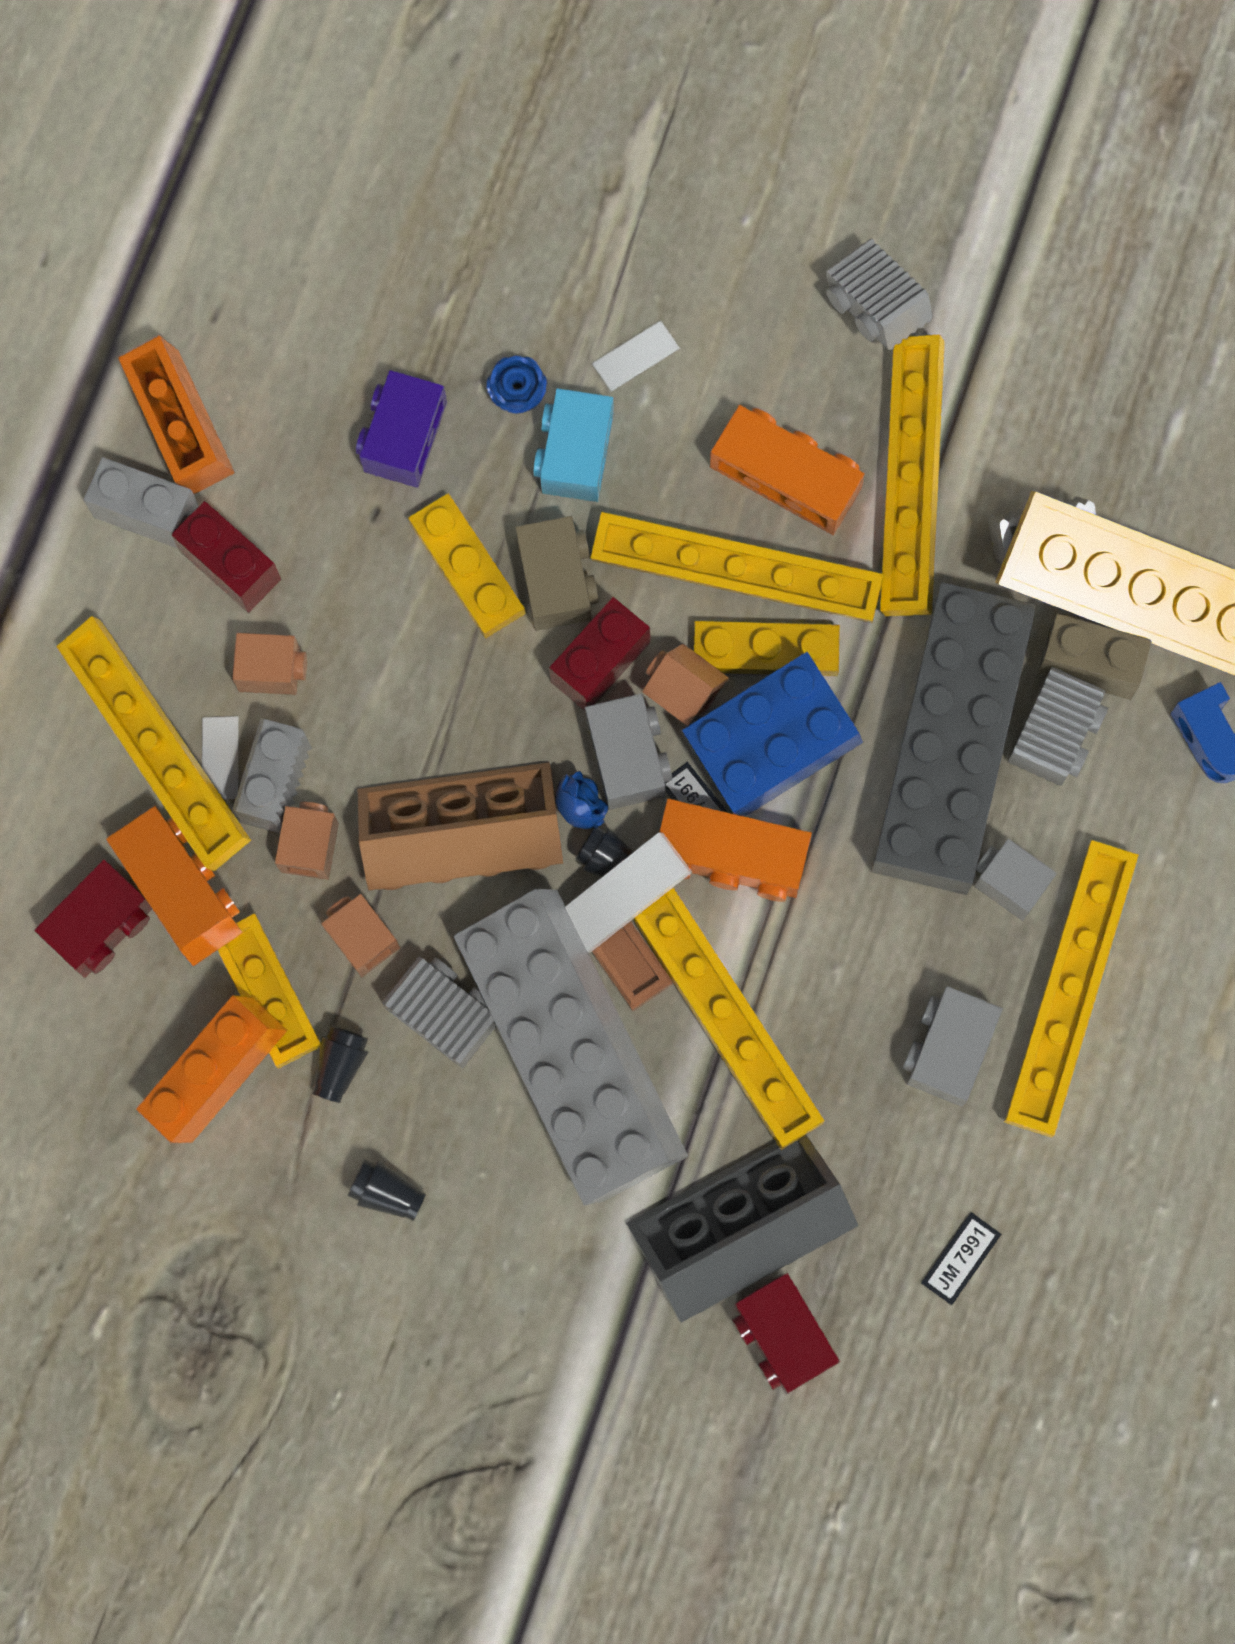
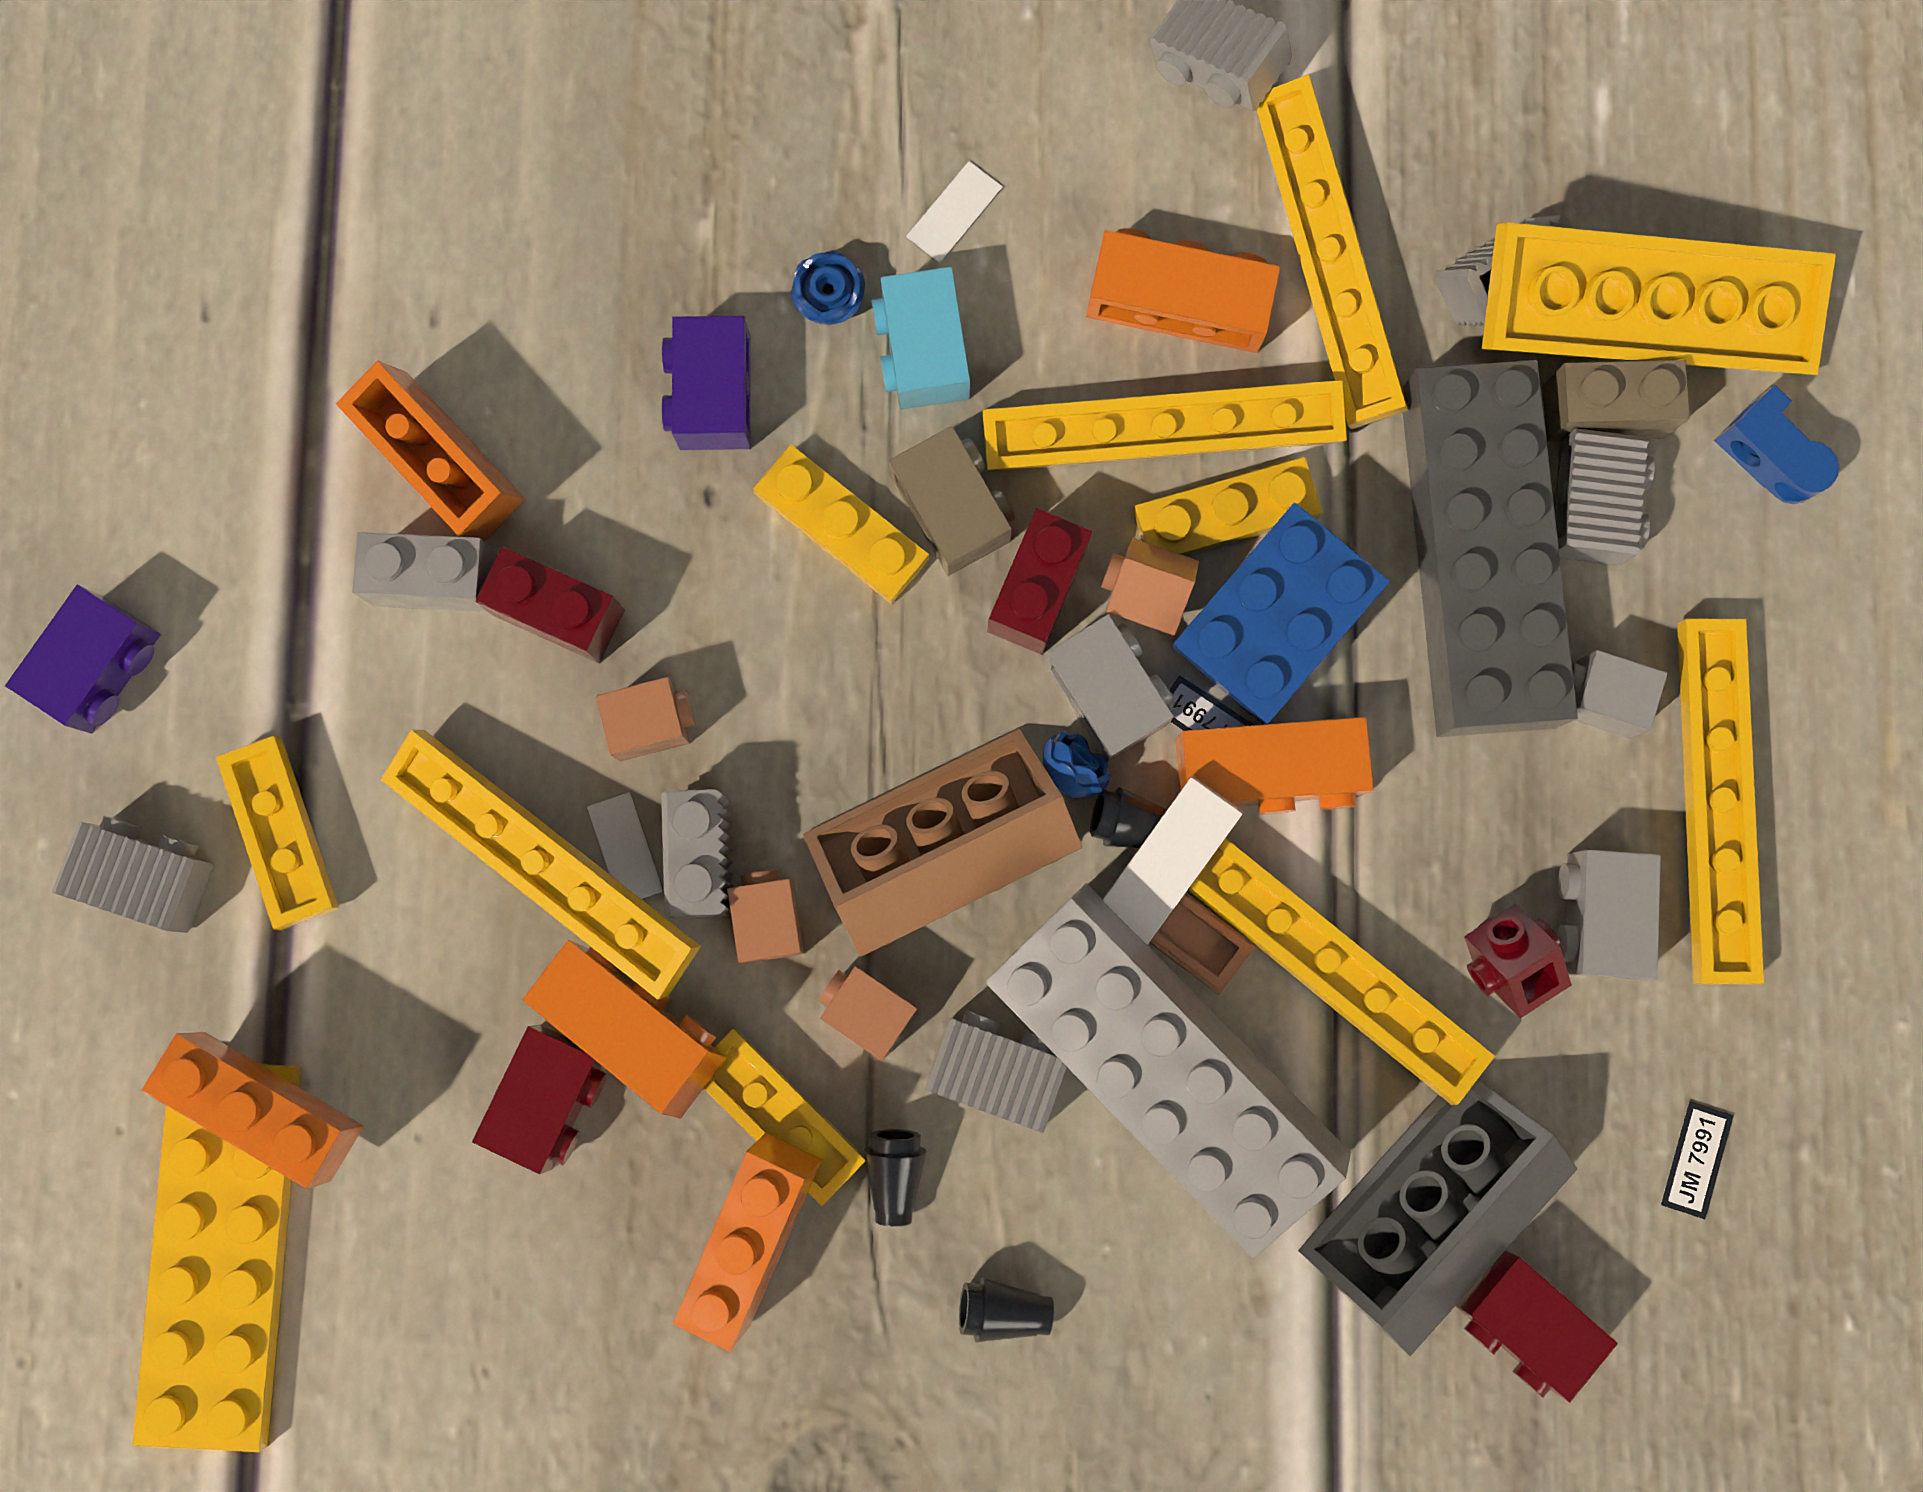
camera: 25 degrees left, 5 degrees up
(866, 1053) = (1517, 960): none -> dark red brick

